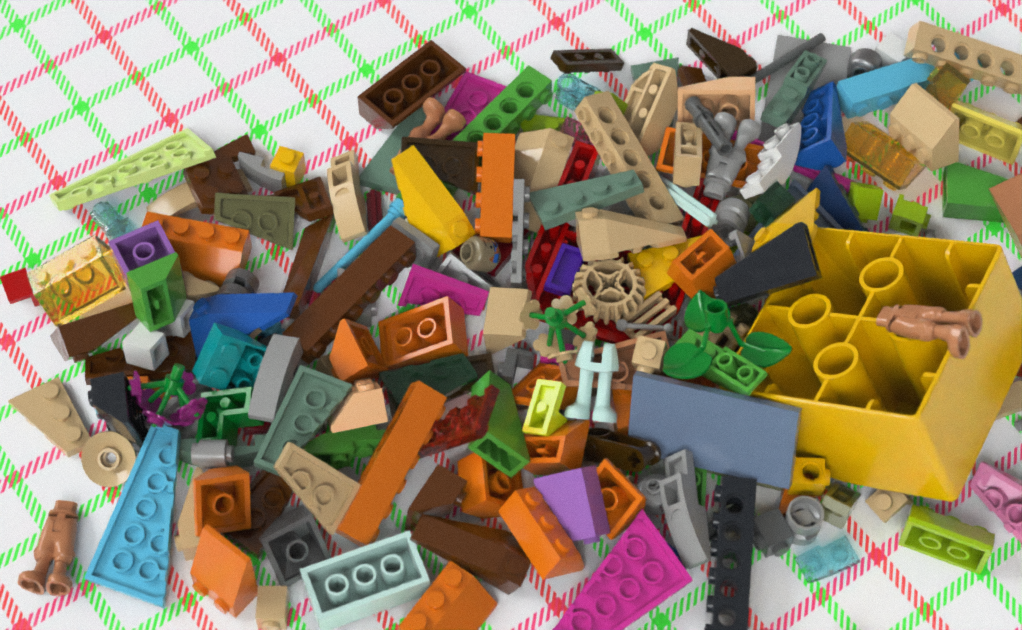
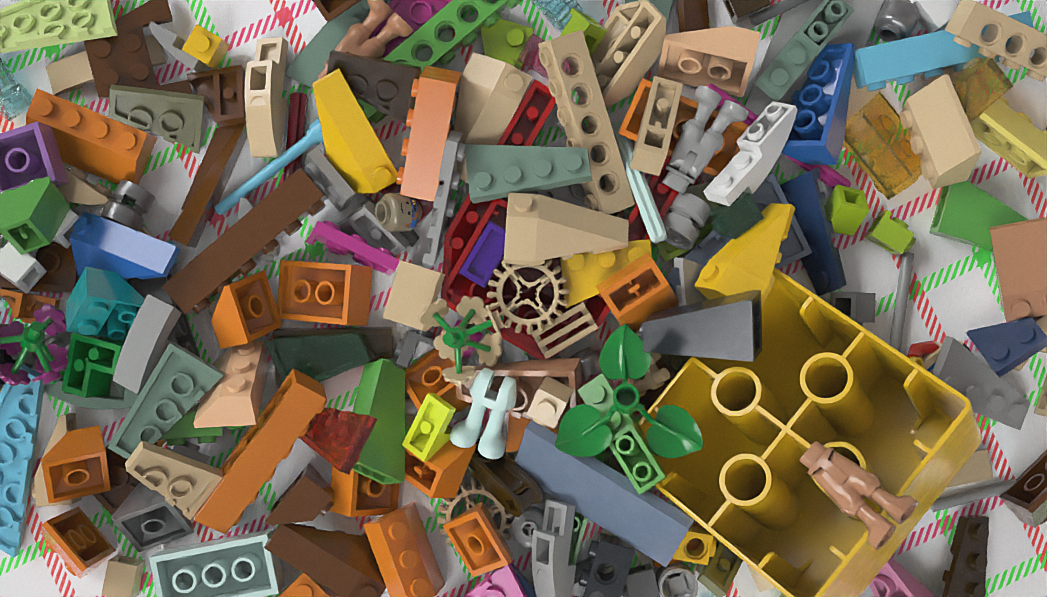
camera: 10 degrees right, 30 degrees up
(212, 453) = (74, 410): light grey brick -> none
(576, 502) = (441, 537): medium lavender slope -> none
(622, 325) = (533, 340): light grey hinge -> none
(704, 119) = (680, 66): dark grey pin -> none

